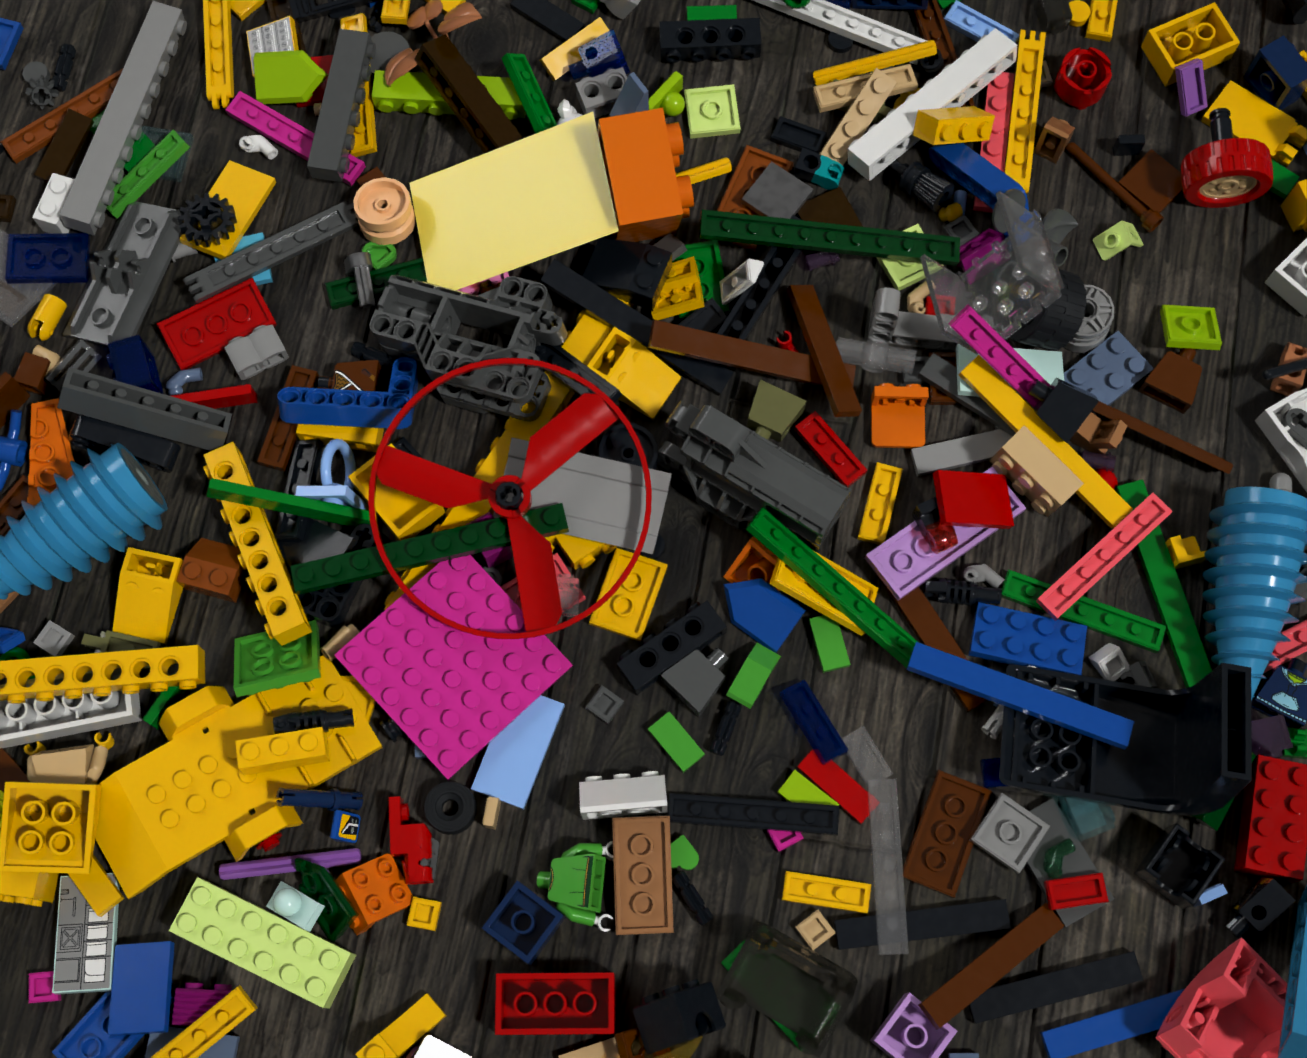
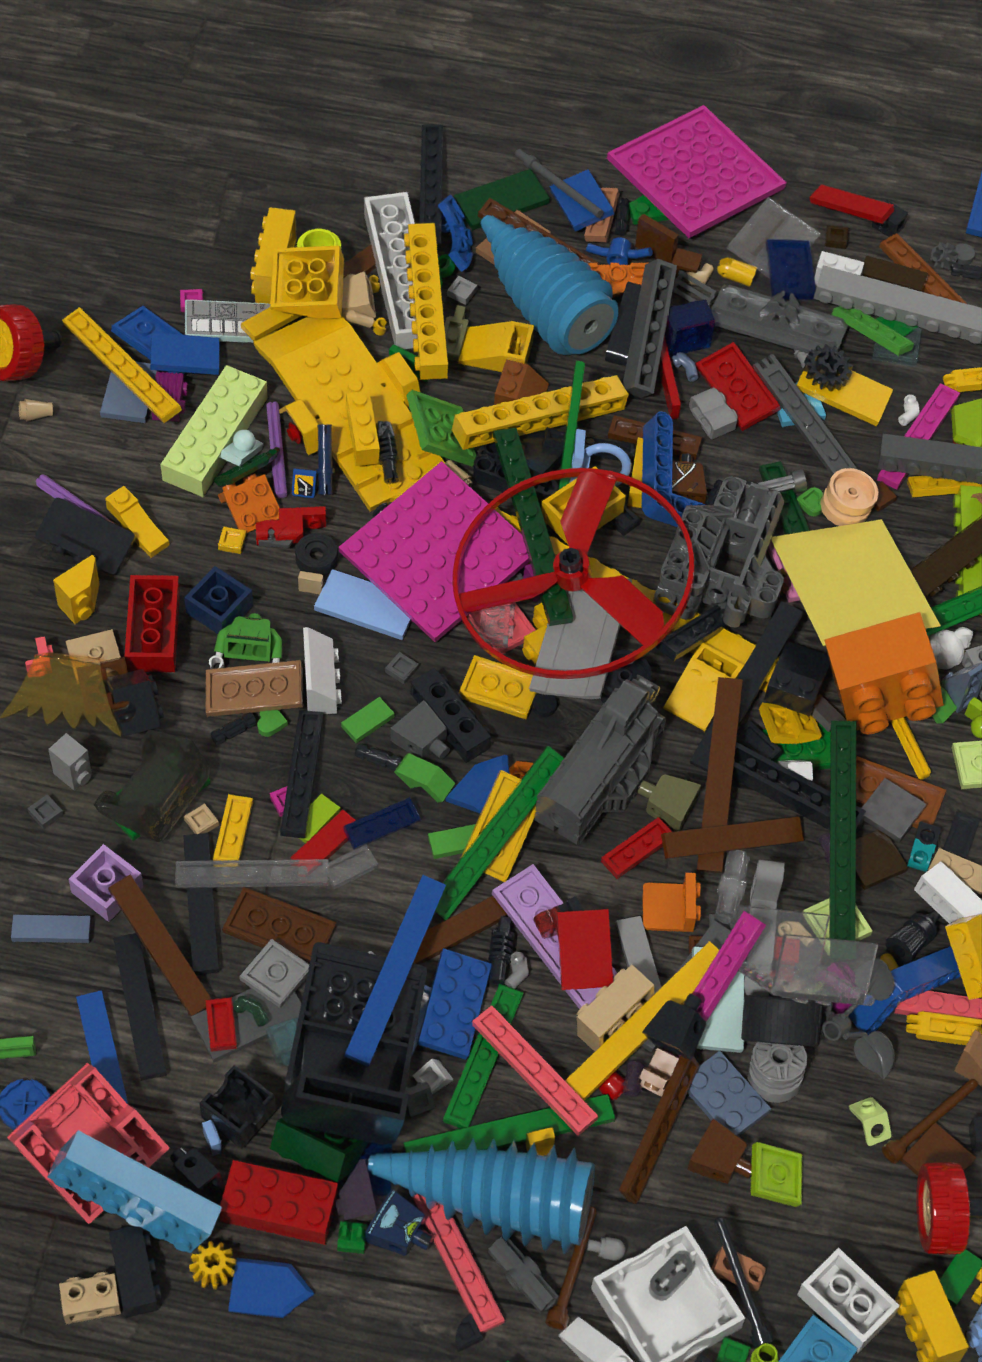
camera: 85 degrees right, 15 degrees down
(788, 345) = (741, 818): red hand -> none
(880, 503) = (588, 889): yellow tile -> none

